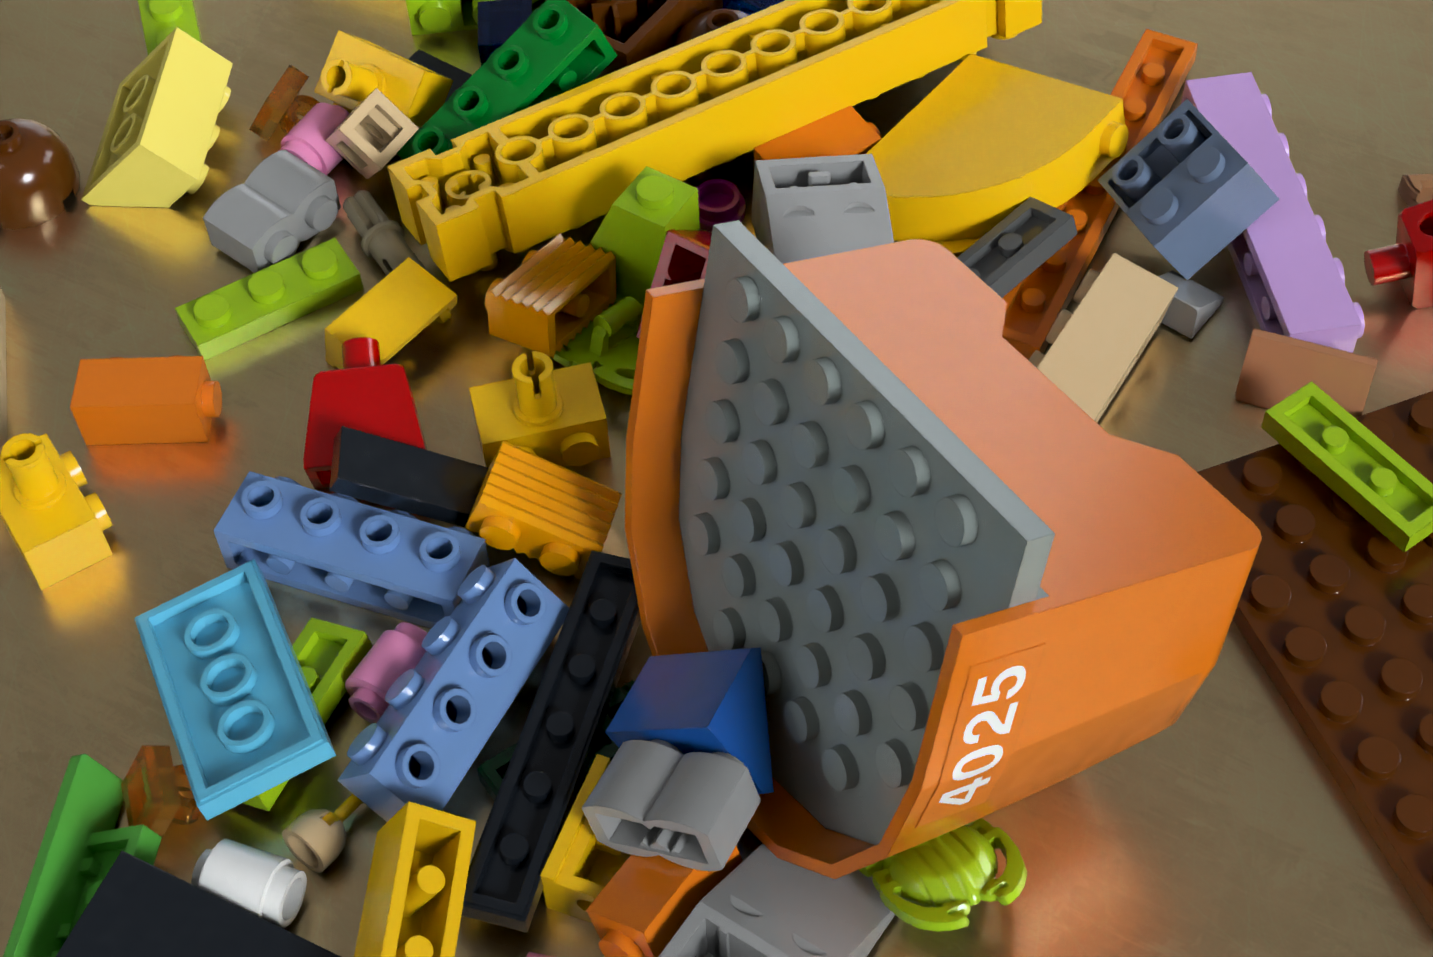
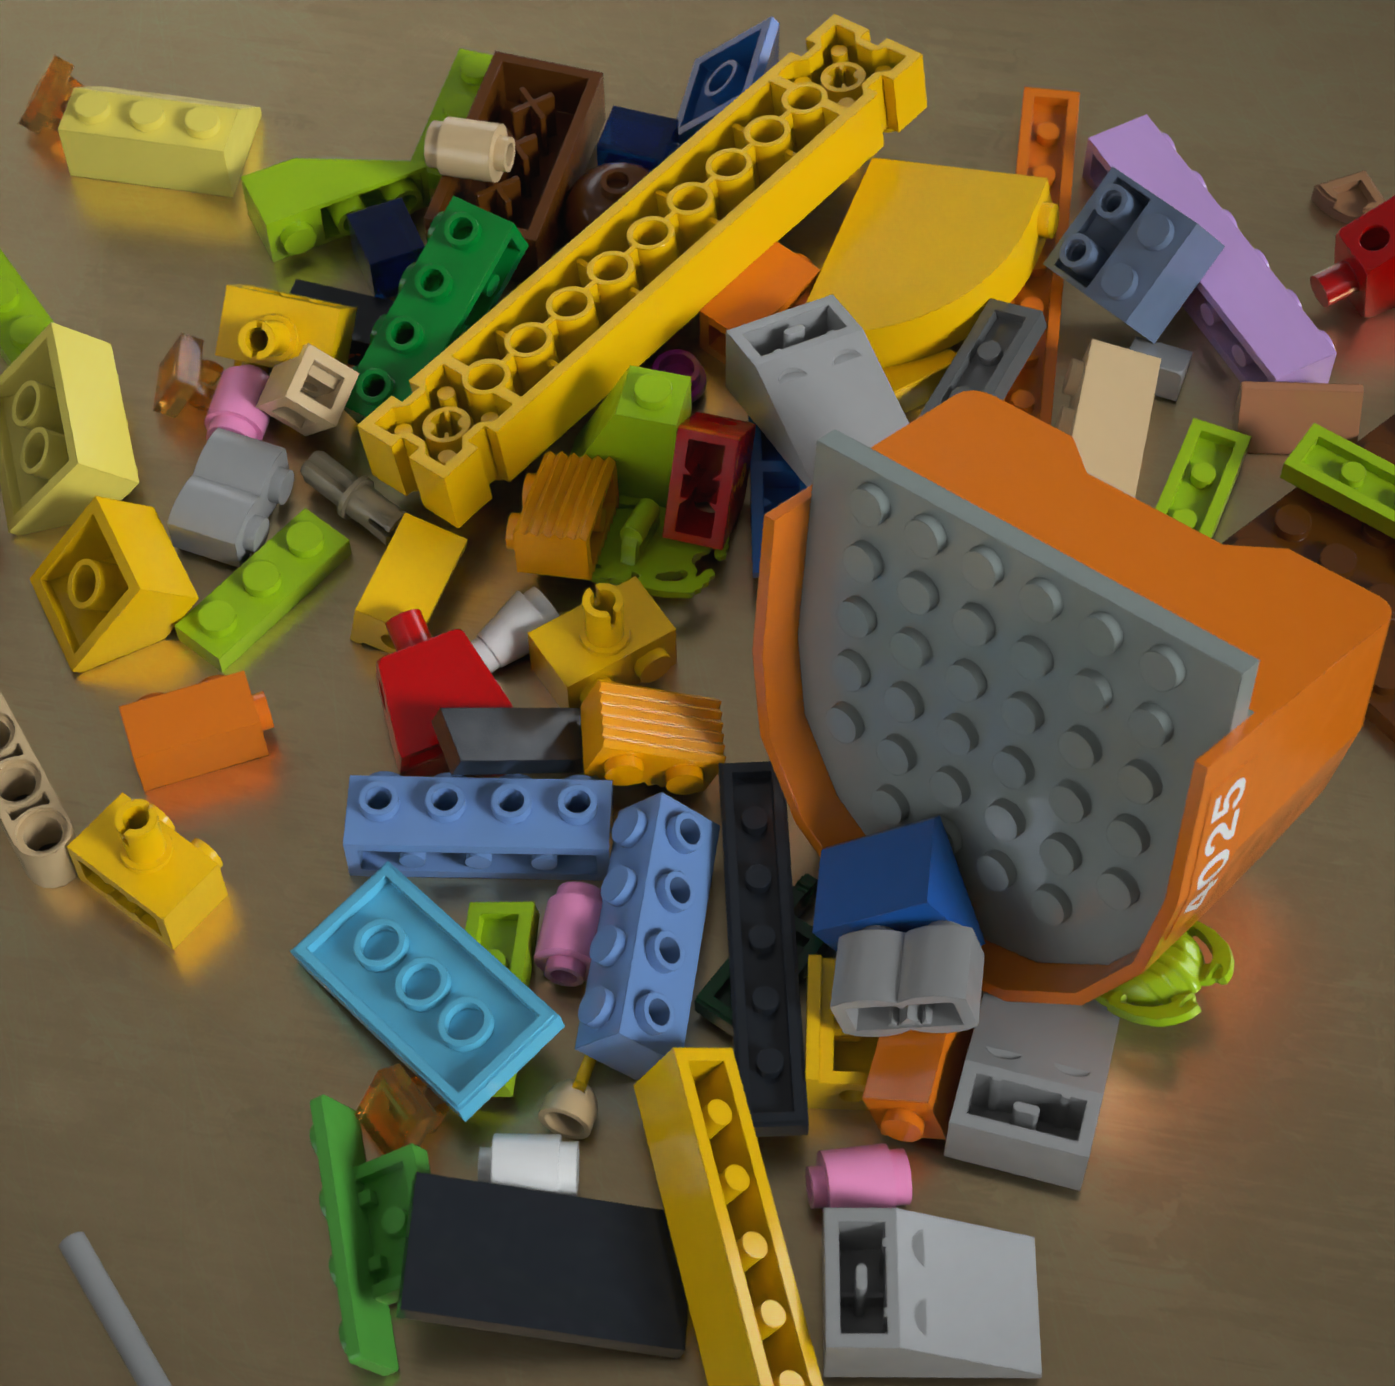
camera: 20 degrees left, 5 degrees up
(139, 259) = (112, 584): none -> yellow slope
(450, 394) = (506, 633): none -> white cone
(1187, 409) = (1203, 475): none -> lime plate

